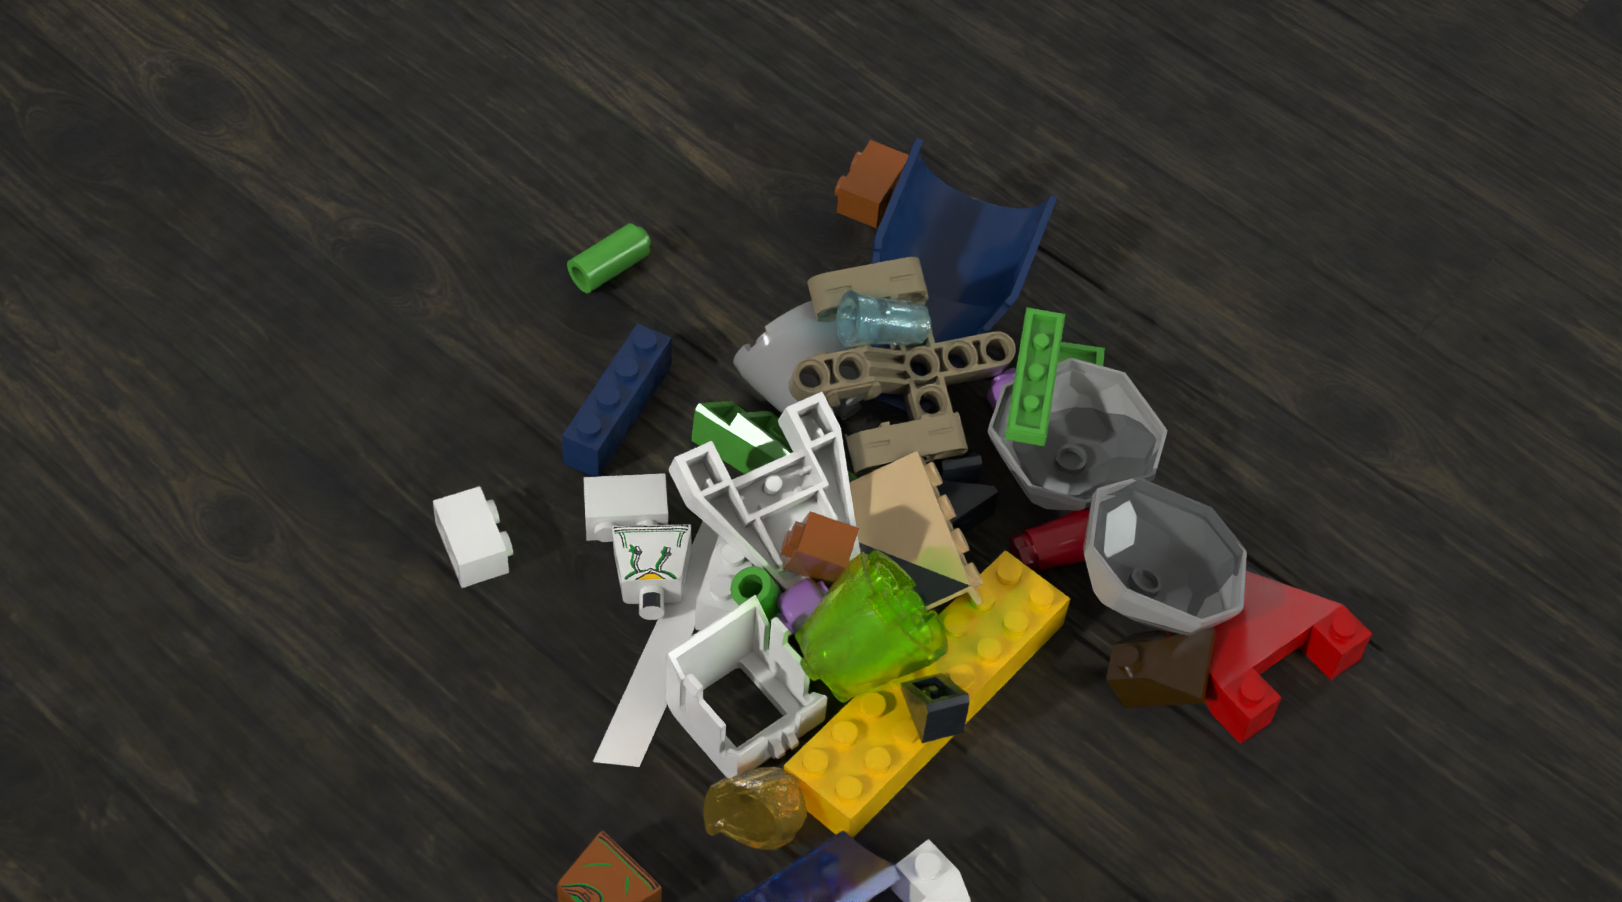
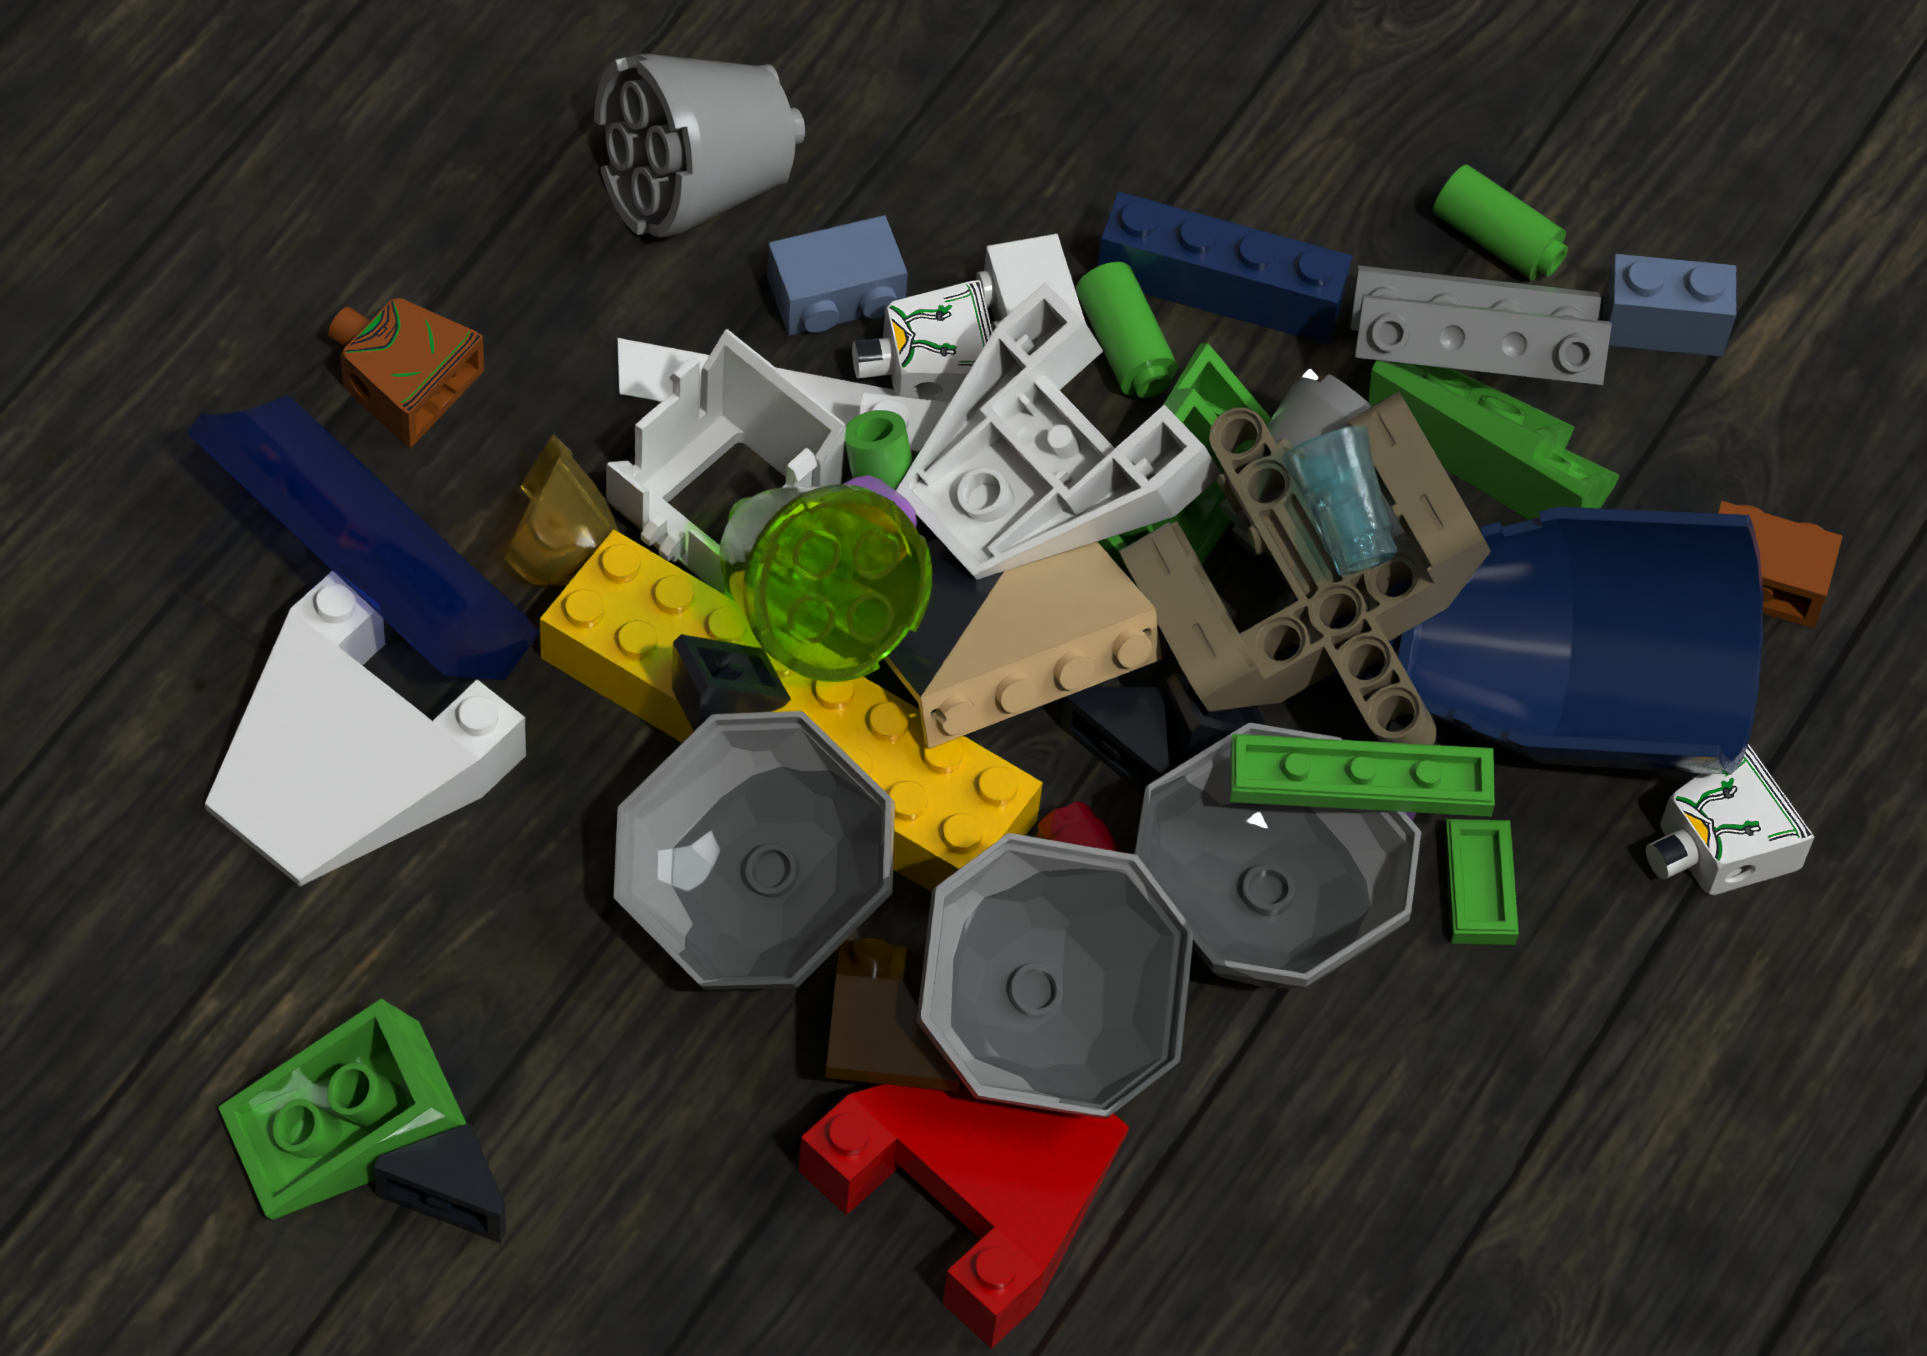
camera: 80 degrees right, 5 degrees up
(464, 678) = (692, 138): none -> light grey cone
(472, 536) = (941, 130): white brick -> none
(579, 614) = (836, 275): none -> sand blue brick
(649, 456) = (1127, 330): none -> bright green brick
(686, 253) = (1479, 325): none -> light grey fence
(687, 189) = (1670, 304): none -> sand blue brick
(762, 294) = (1495, 439): none -> bright green slope
(818, 547) = (934, 483): dark orange brick -> none
(1059, 243) = (1730, 830): none -> white torso
(1060, 706) = (754, 850): none -> dark grey rock

